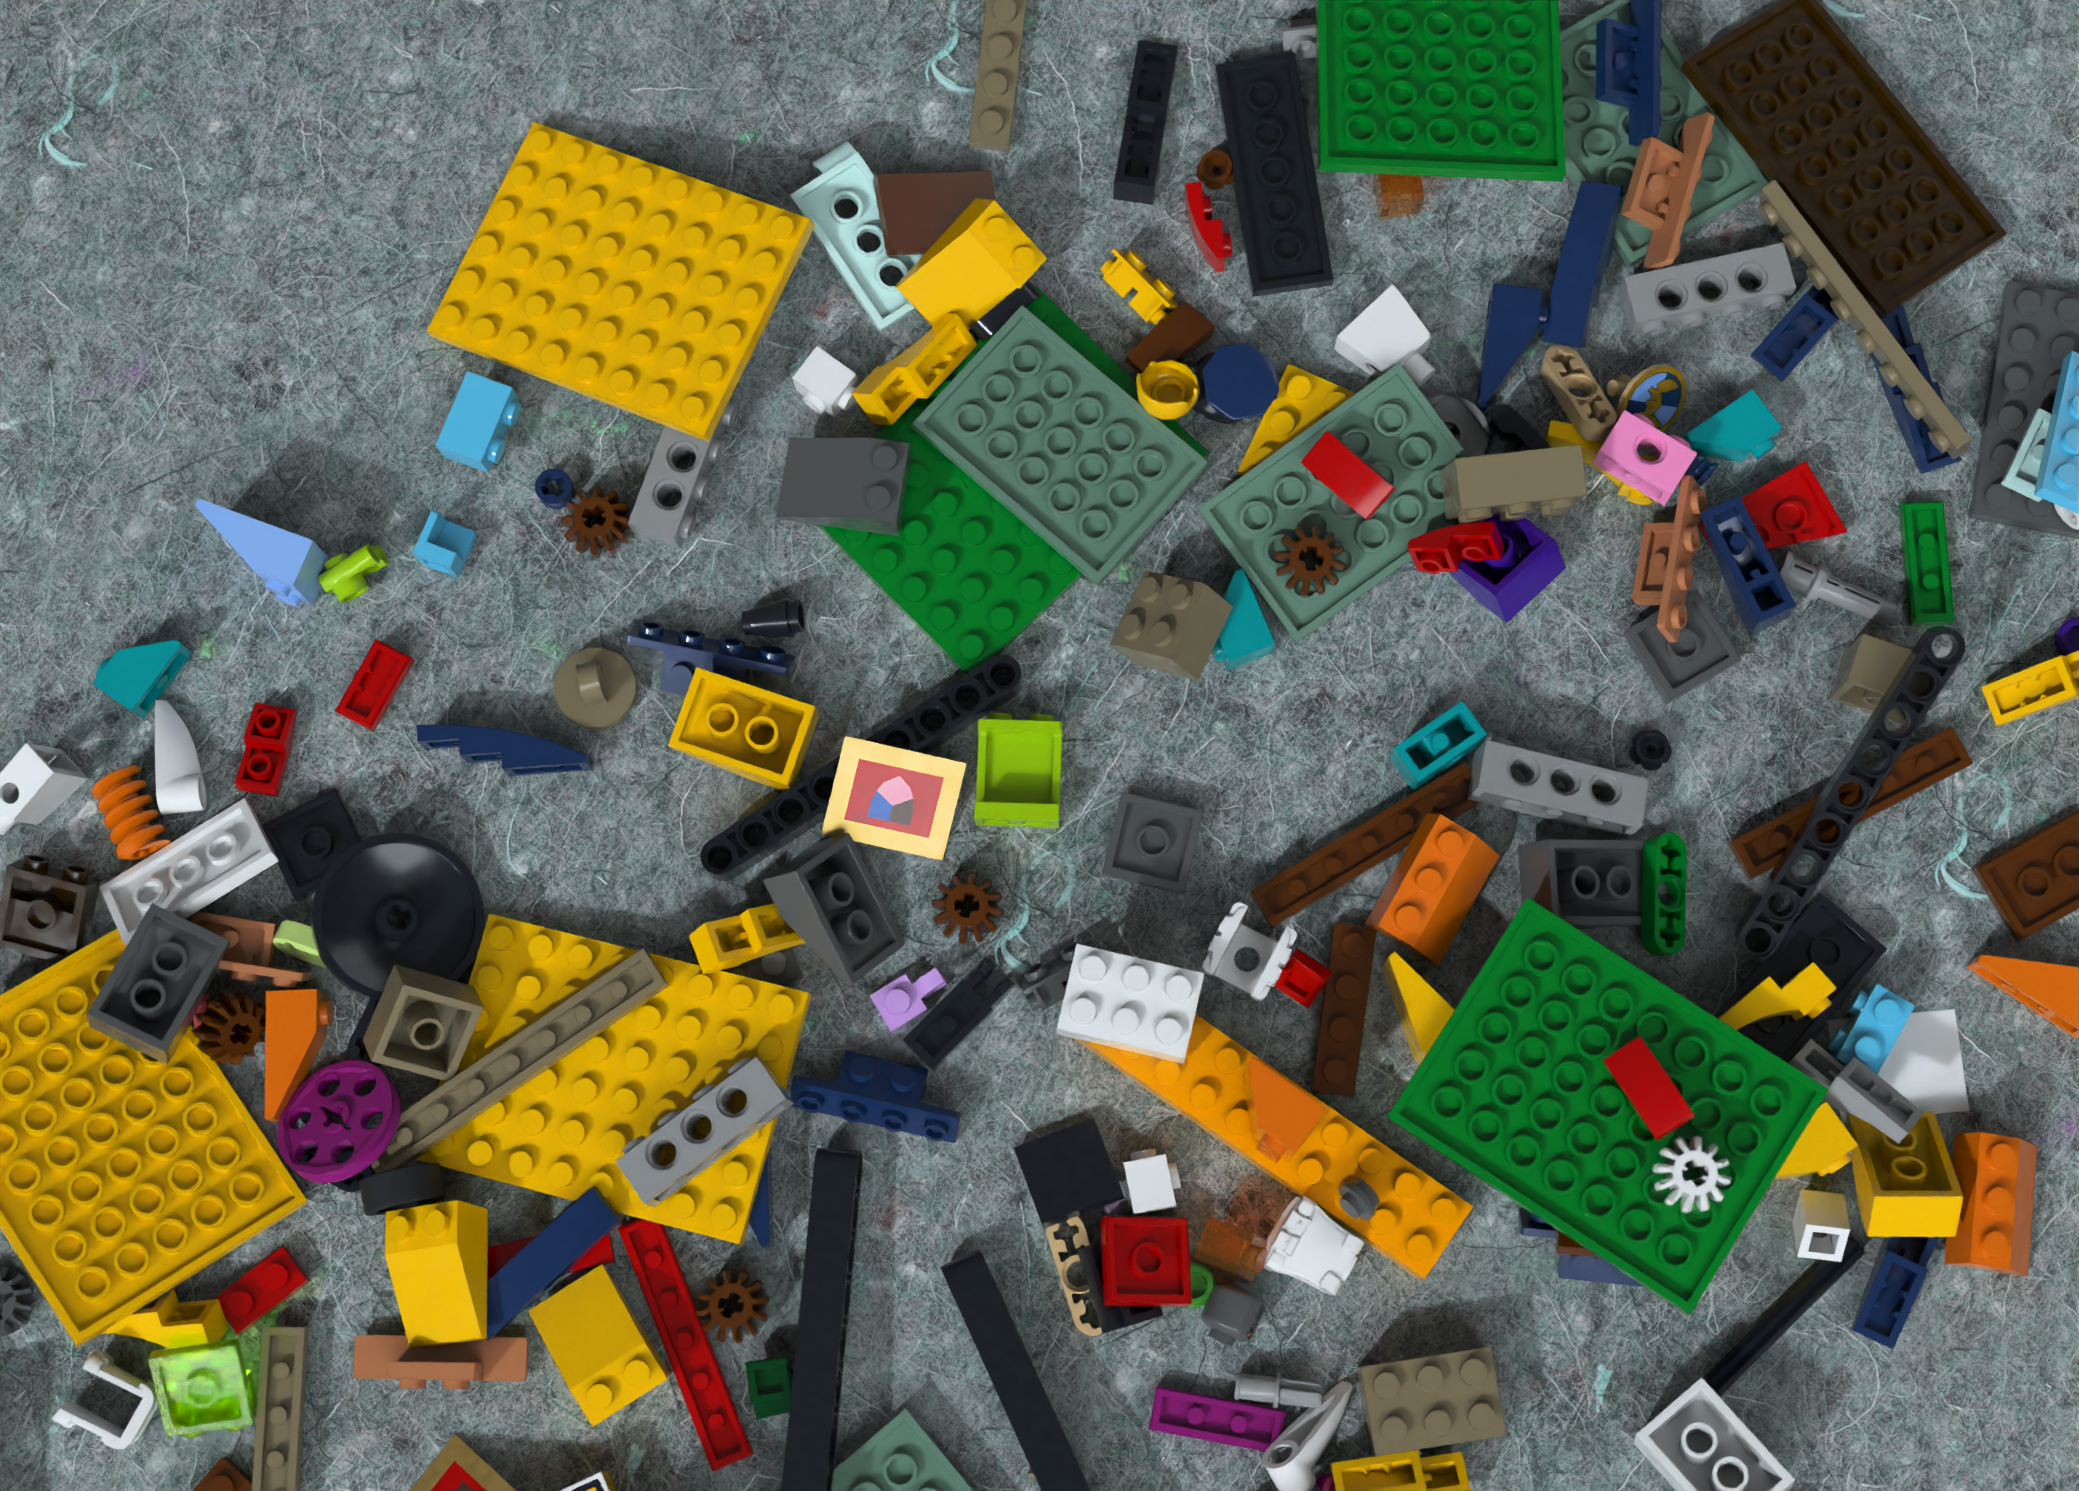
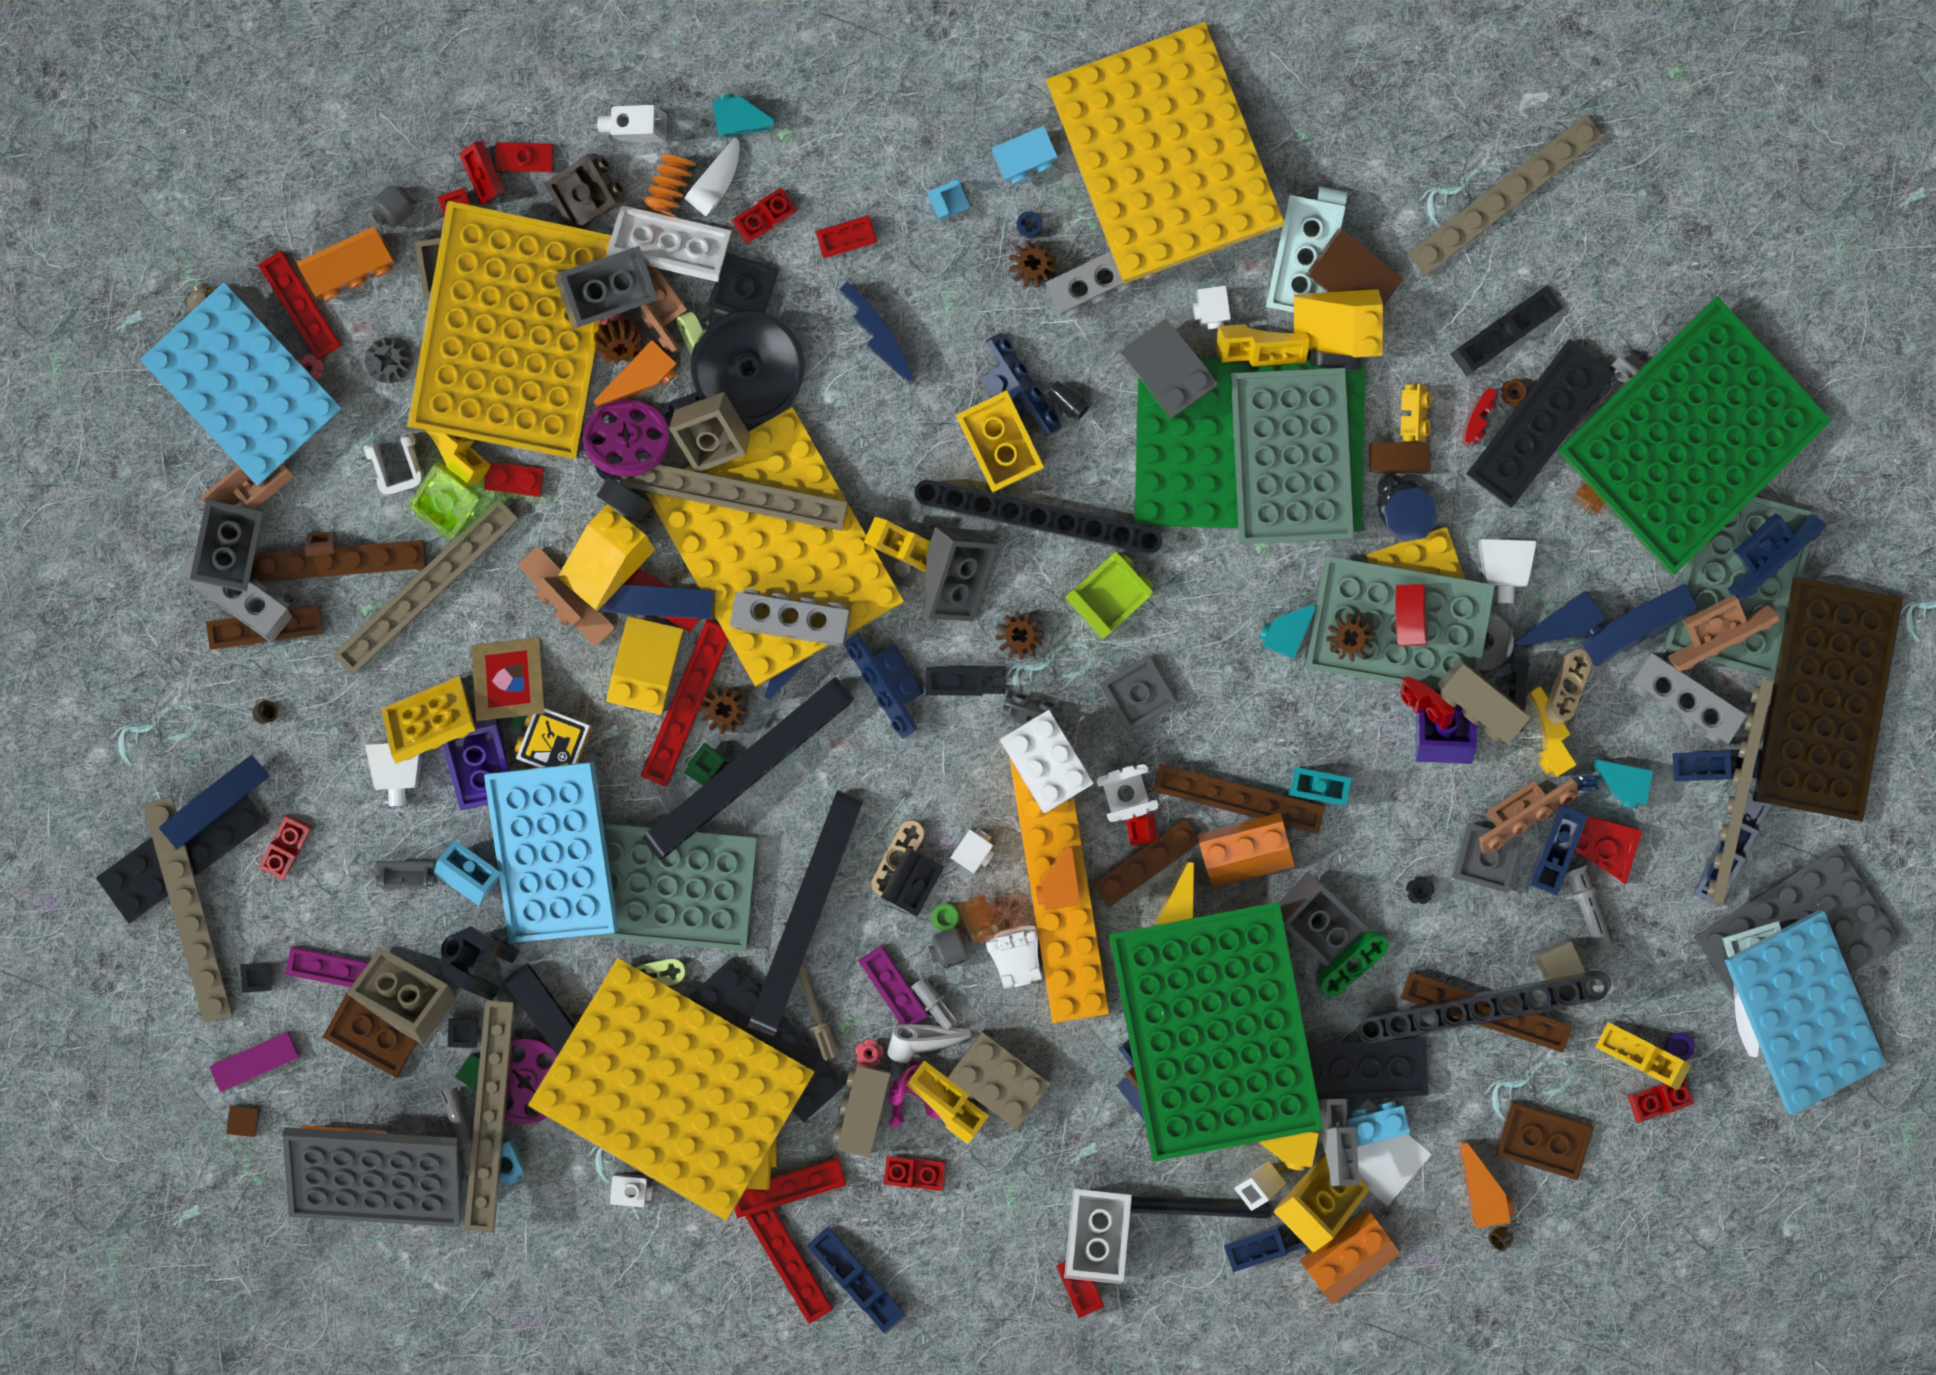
camera: 40 degrees right, 10 degrees up
(277, 556) = (860, 128): light blue slope -> none
(347, 574) = (885, 168): lime plate -> none
(596, 688) = (950, 346): dark tan tile -> none
(893, 798) = (1037, 547): sticker -> none
(903, 1000) = (945, 647): lavender plate -> none
(1068, 1173) = (940, 807): black tile -> none
(1145, 1261) = (933, 884): red tile -> none
(1167, 389) = (1371, 482): yellow hair -> none
(1171, 624) = (1253, 599): dark tan brick -> none
(1358, 1199) = (1058, 957): dark grey plate -> none
(1494, 785) = (1325, 831): light grey brick -> none
(1648, 1088) = (1239, 1044): red slope -> none
(1653, 392) = (1597, 725): shield -> none
(1654, 478) = (1551, 739): bright pink brick -> none
(1695, 1159) = (1208, 1105): white gear -> none
(1799, 996) = (1362, 1074): yellow slope -> none
(1926, 563) = (1648, 938): green tile -> none

